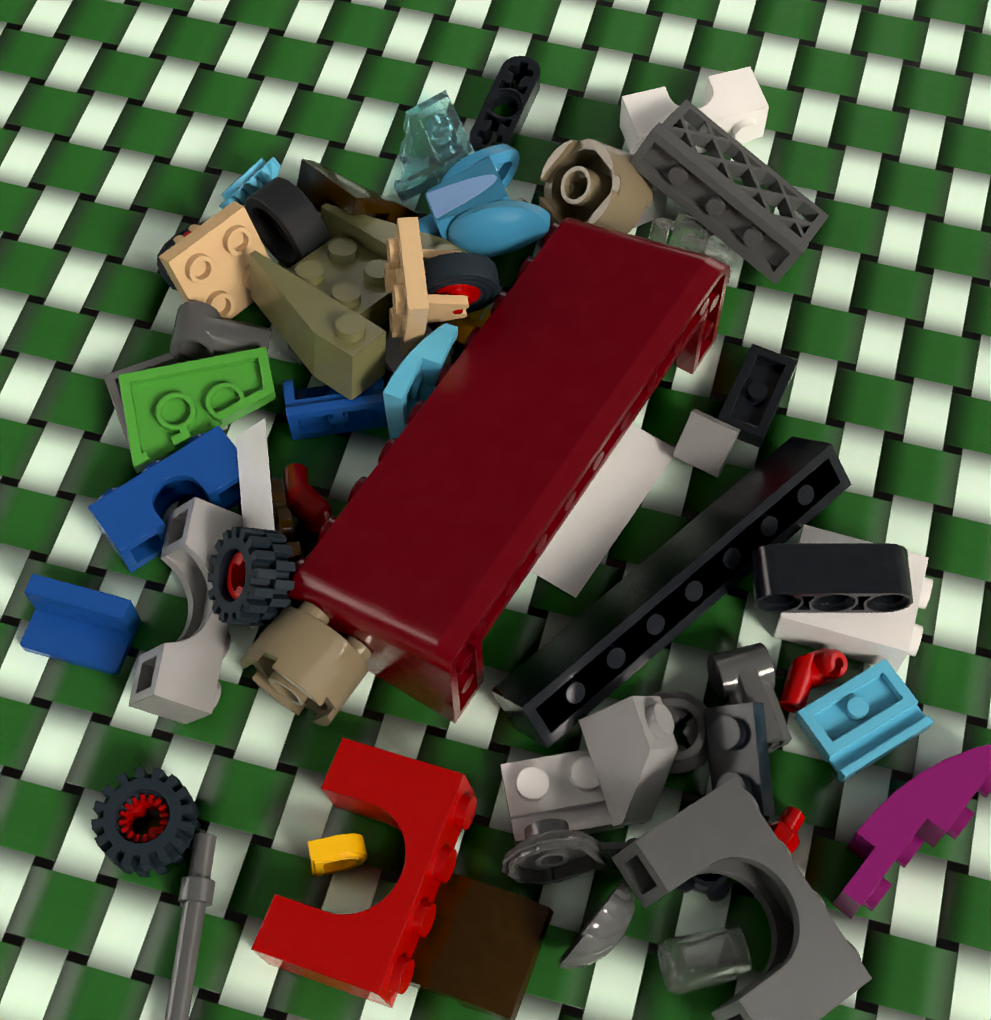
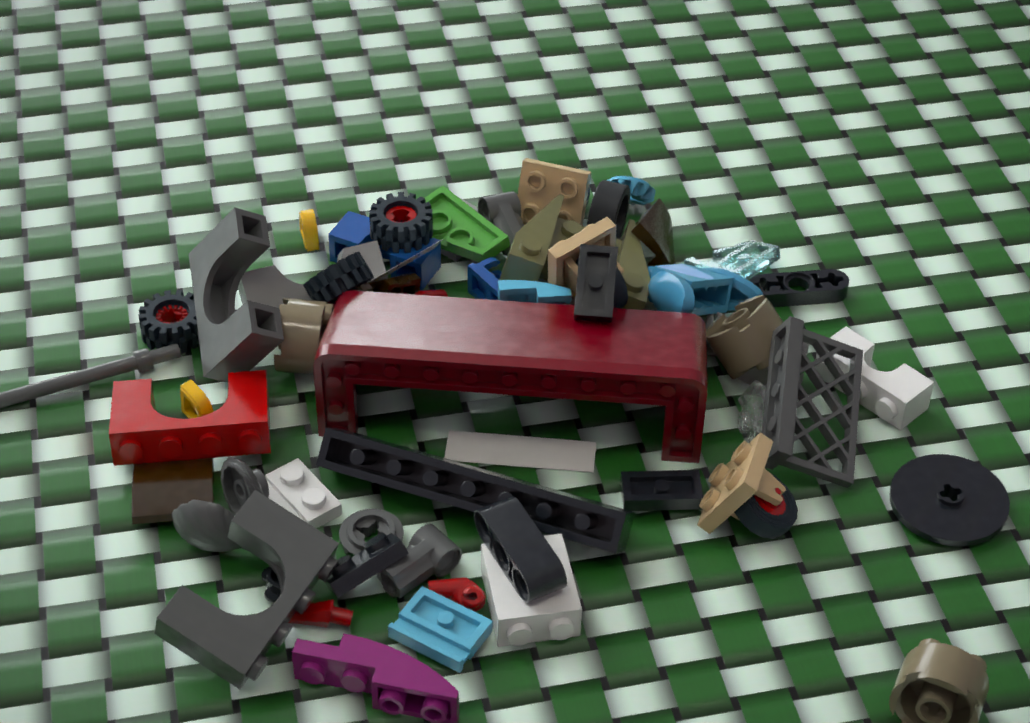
camera: 60 degrees right, 20 degrees down
(68, 568) = (309, 229): none -> yellow tile
(79, 625) = (284, 247): blue panel -> none
(138, 728) = (230, 337): none -> dark grey arch
(158, 474) = (401, 222): none -> black bush
(497, 288) = (596, 283): none -> black plate
(631, 755) = (338, 502): light grey slope -> none
(703, 959) = (220, 592): clear piece -> none
(706, 442) = (601, 475): light grey tile -> none
(815, 317) = (749, 493): none -> tan plate
(923, 153) = (949, 500): none -> black piece

